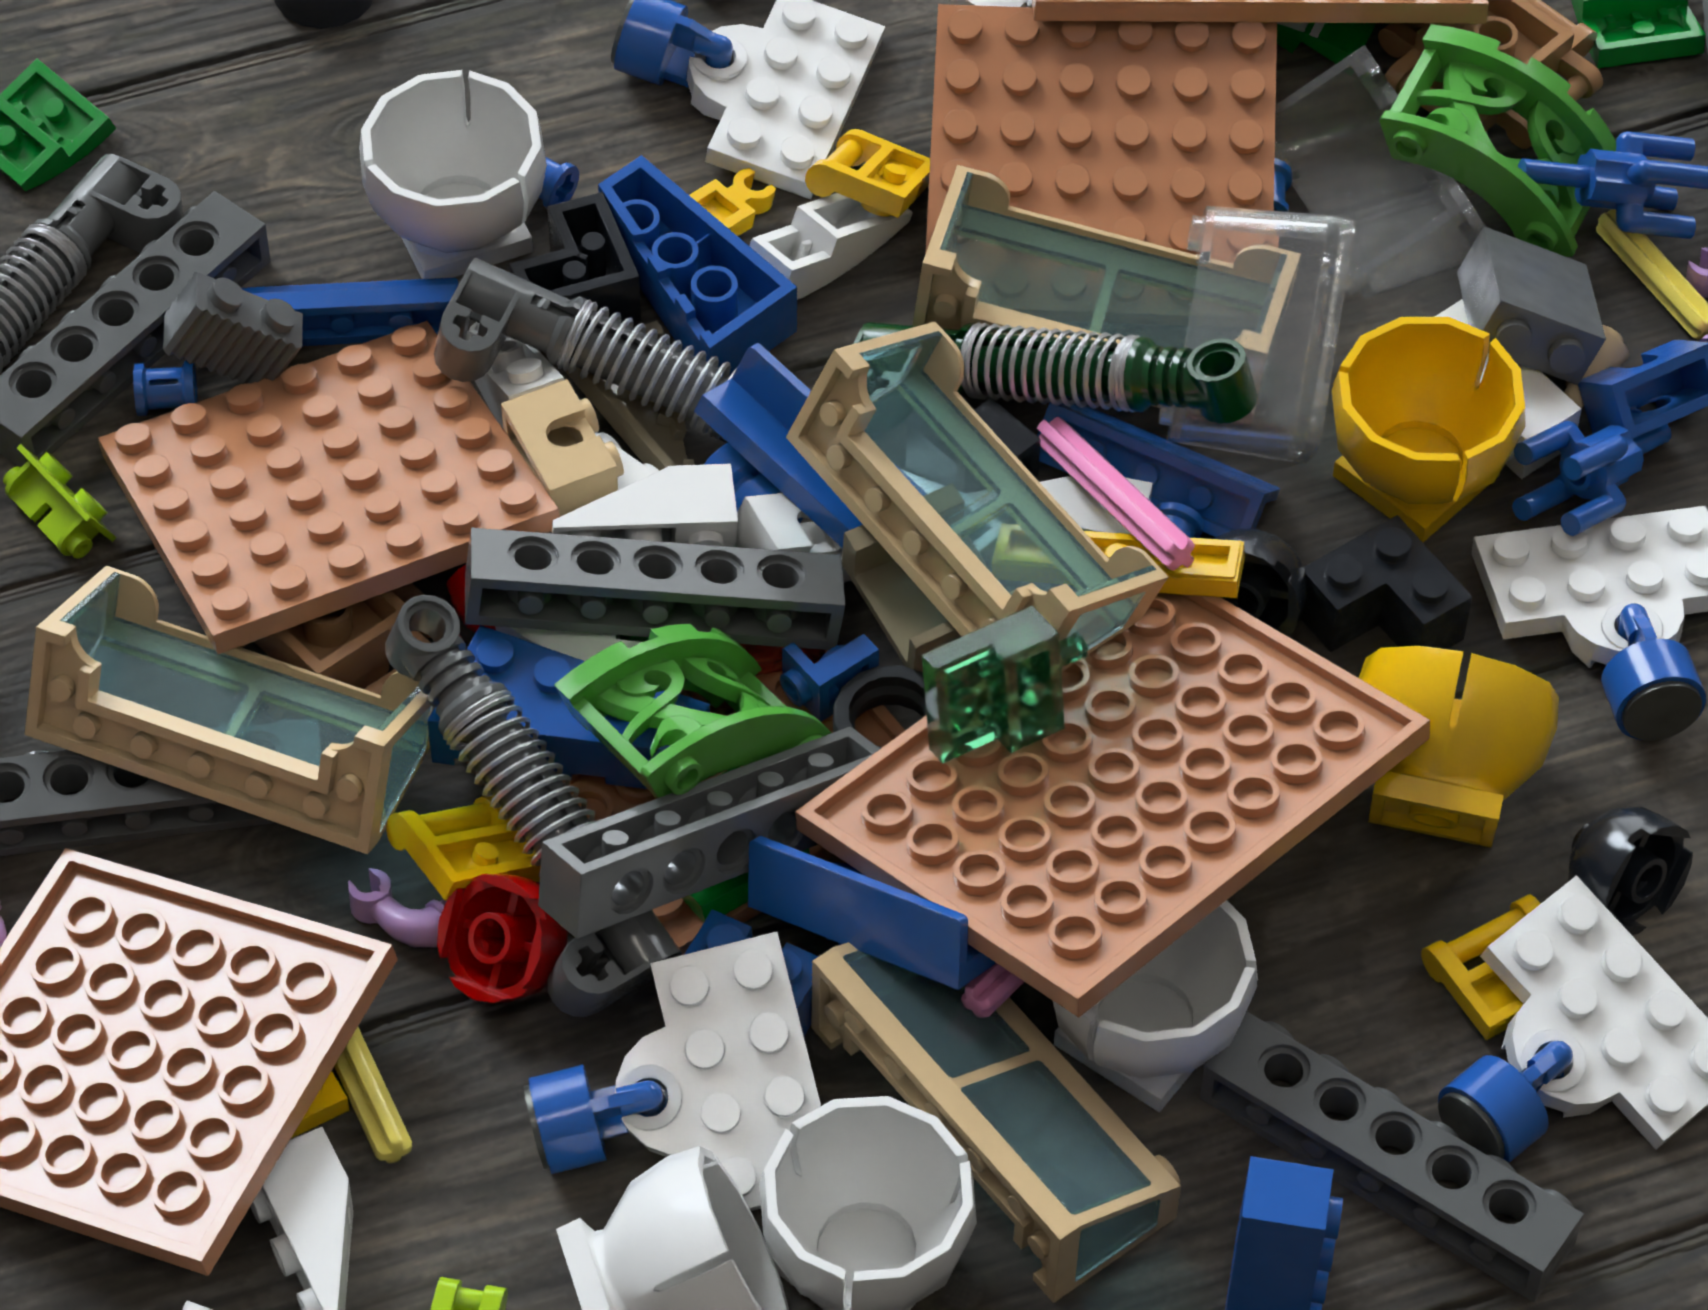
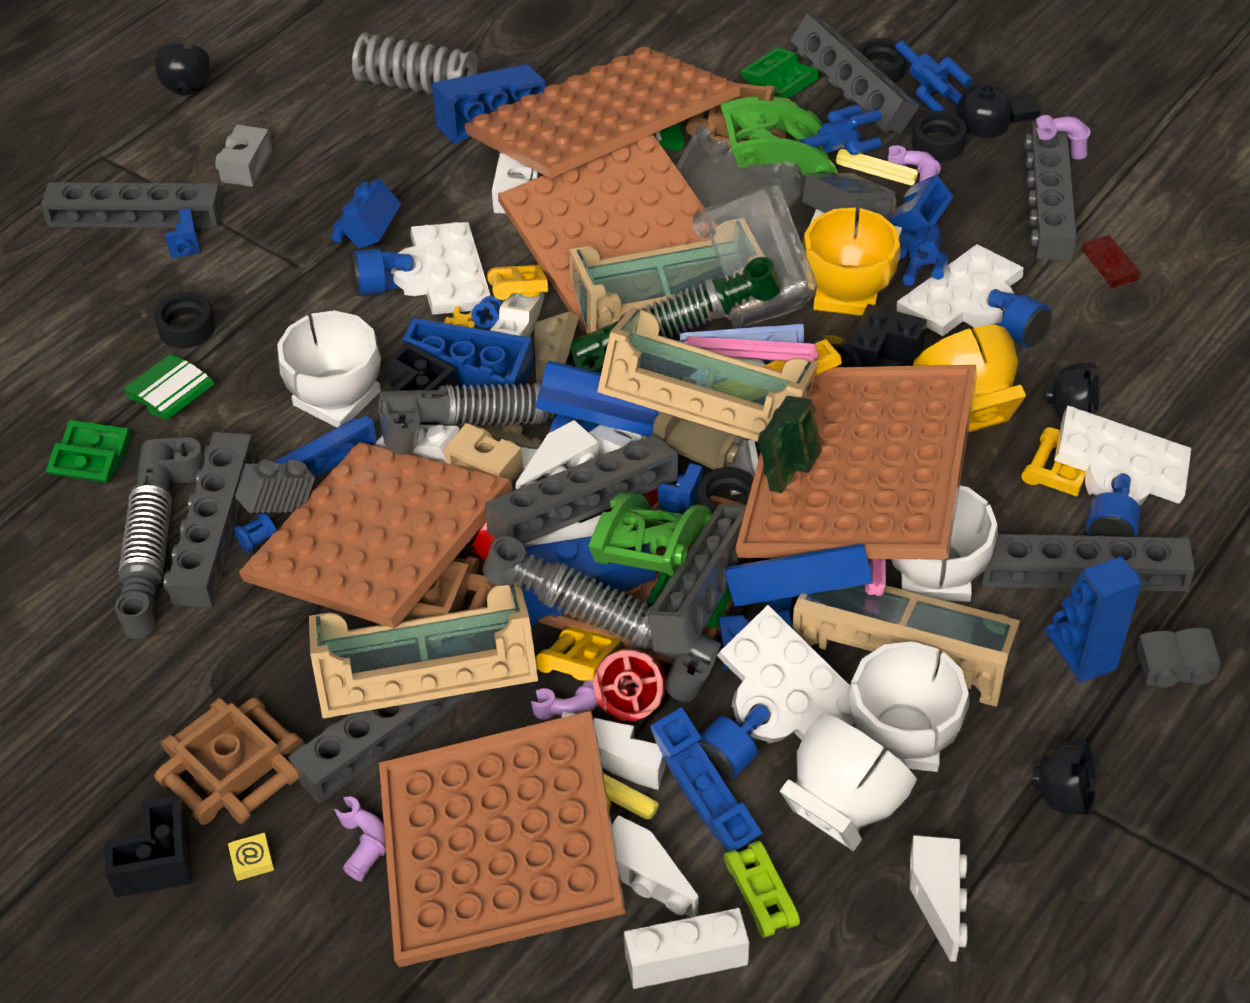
camera: 30 degrees left, 5 degrees down
(74, 516) = (255, 613): lime hinge -> none
(220, 77) = (168, 386): none -> green slope
(419, 1038) = (627, 757): none -> white slope
(491, 1150) = (702, 783): none -> blue slope
(776, 199) = (479, 313): none -> blue bush
(841, 314) = (553, 340): none -> dark tan wing

